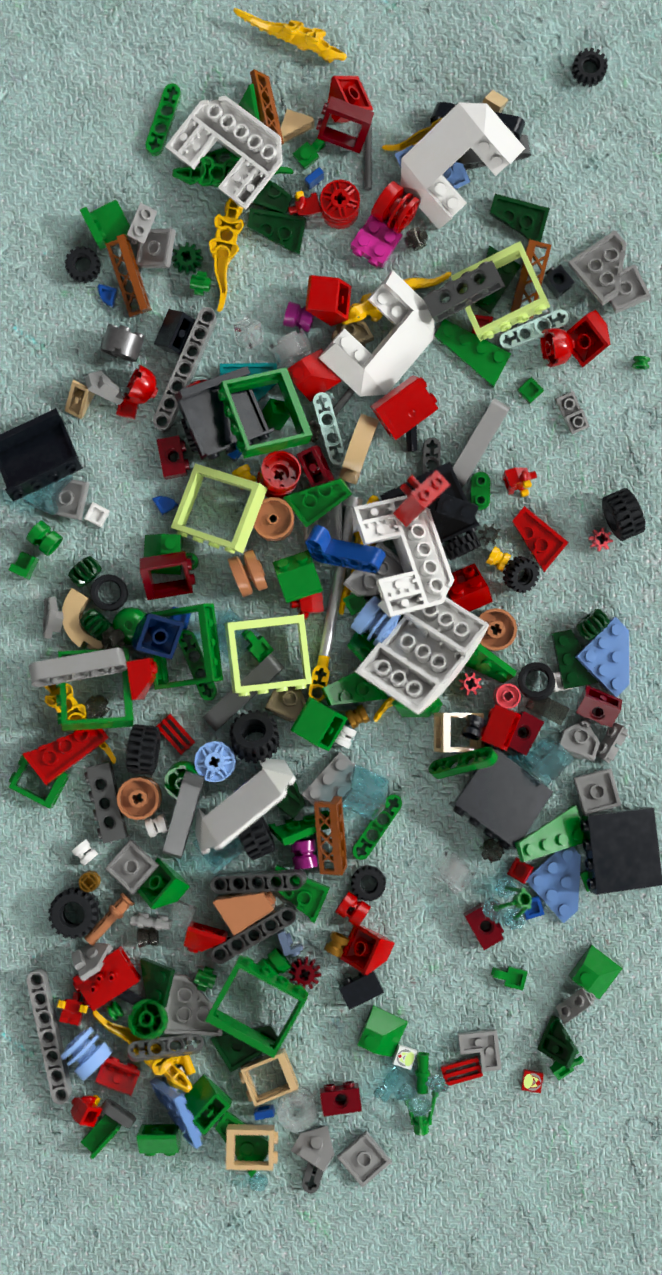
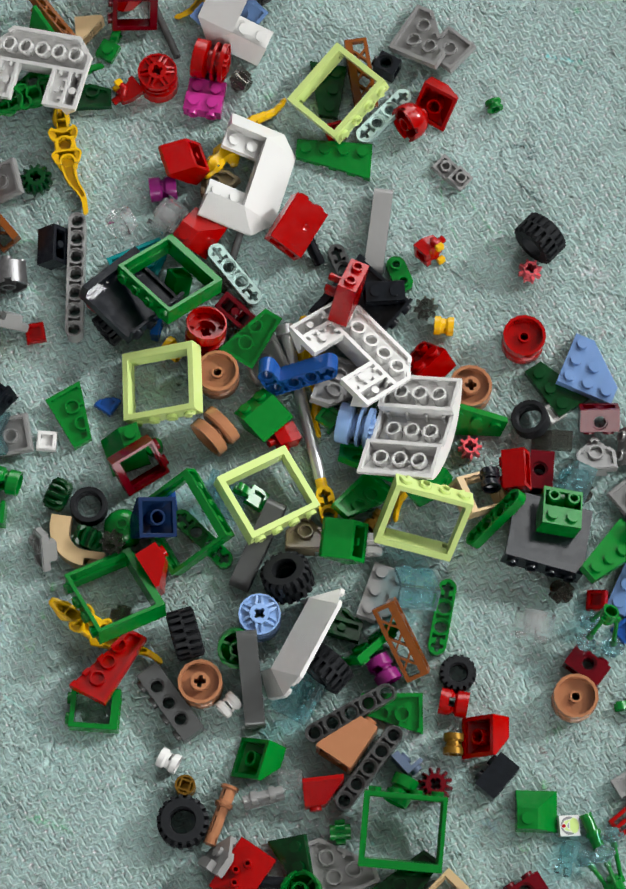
camera: 25 degrees left, 15 degrees down
(77, 667) = (90, 577): light grey beam -> none
(128, 499) = (71, 414): none -> green wing
(131, 867) = (221, 755): light grey plate -> none
(141, 386) = (41, 306): red cylinder -> none
(147, 937) = (261, 818): clear smoke wheel -> none
(166, 447) = (100, 369): dark red brick -> none
(169, 738) = (215, 606): red tile -> none
(200, 283) = (58, 196): green gear -> none
(279, 228) = (110, 121): dark green wing -> none
(314, 178) = (124, 66): blue tile -> none
(358, 448) = (270, 280): tan arch -> none
(386, 755) = (416, 543): none -> yellowish green window
(462, 546) = (405, 326): black tyre -> none
(463, 962) = (586, 698): none -> nougat wheel
(474, 292) = (304, 114): dark grey brick -> none
(507, 695) = (508, 439): coral wheel -> none
(520, 216) = (328, 25): dark green wing -> none
(521, 785) = (559, 512): none -> green slope
(529, 577) = (479, 326): black tyre -> none
(530, 390) = (404, 169): green tile -> none
(539, 537) = (472, 292): red wing -> none
(572, 595) = (523, 339): none -> red wheel
(592, 624) = (558, 346): dark green gear -> none

